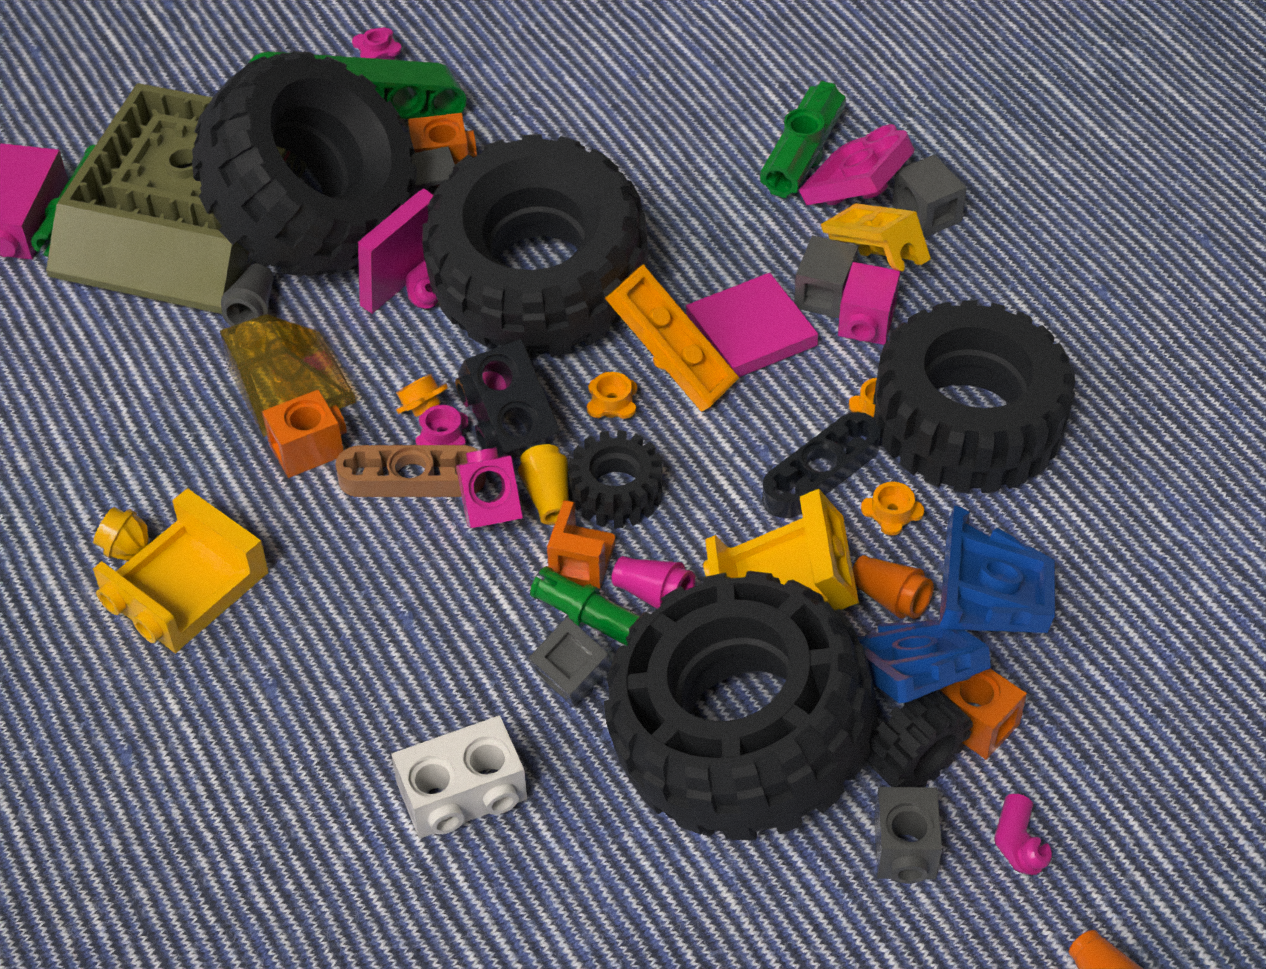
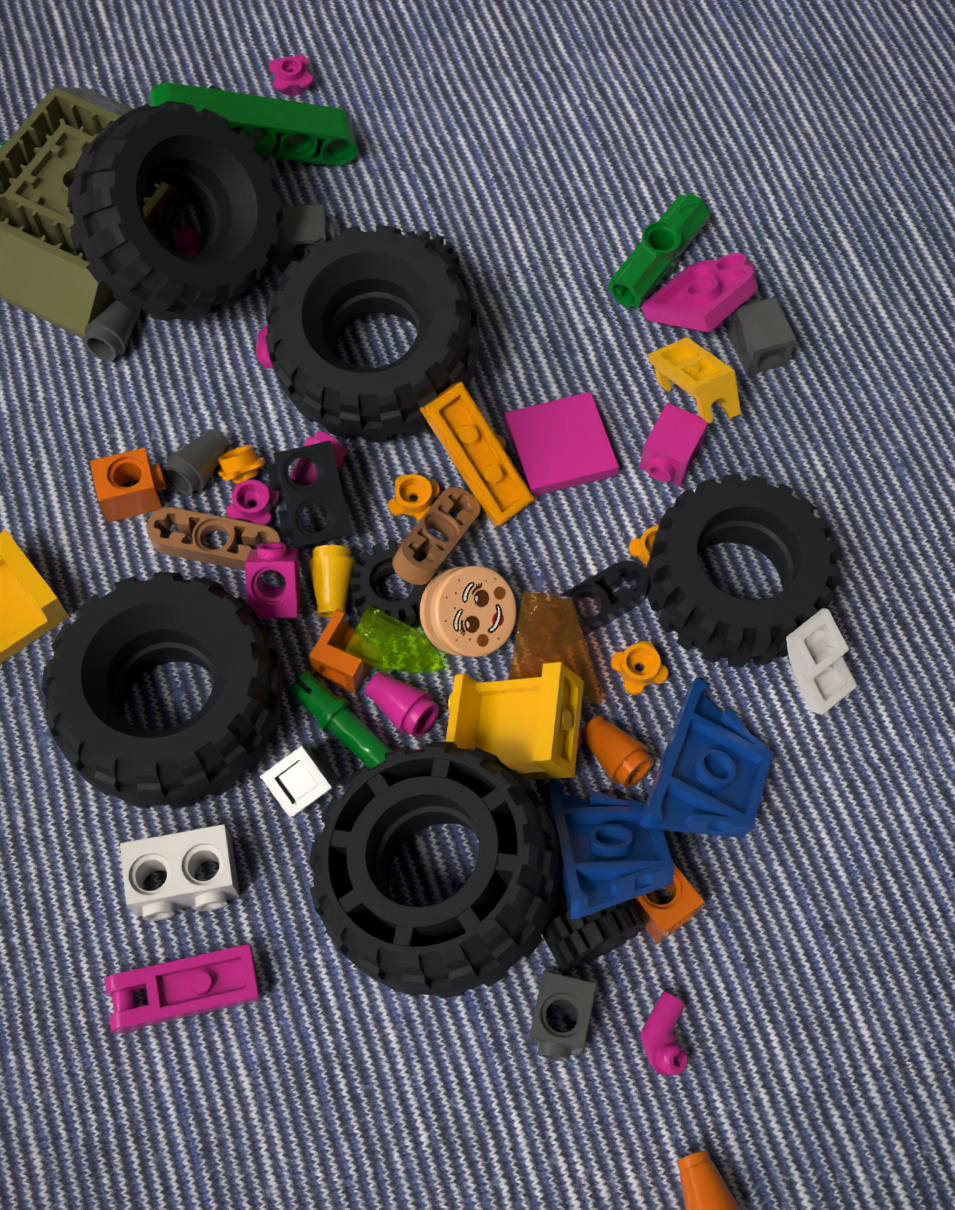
camera: 10 degrees right, 15 degrees up
(280, 362) = (126, 410): clear yellow slope -> none
(371, 403) = (195, 462): none -> dark grey cone
(392, 252) = (242, 311): dark pink tile -> none
(392, 543) = (123, 639): none -> black tyre
(440, 132) = (324, 187): orange brick -> none
(491, 889) = (183, 988): none -> dark pink plate
(631, 528) = (392, 644): none -> clear neon green plate
(649, 418) = (436, 550): none -> medium nougat beam
(702, 481) = (468, 611): none -> light nougat head
(783, 477) = (552, 634): none -> clear orange wing
(823, 275) = (639, 405): dark grey brick -> none
(1078, 471) = (818, 662): none -> white slope

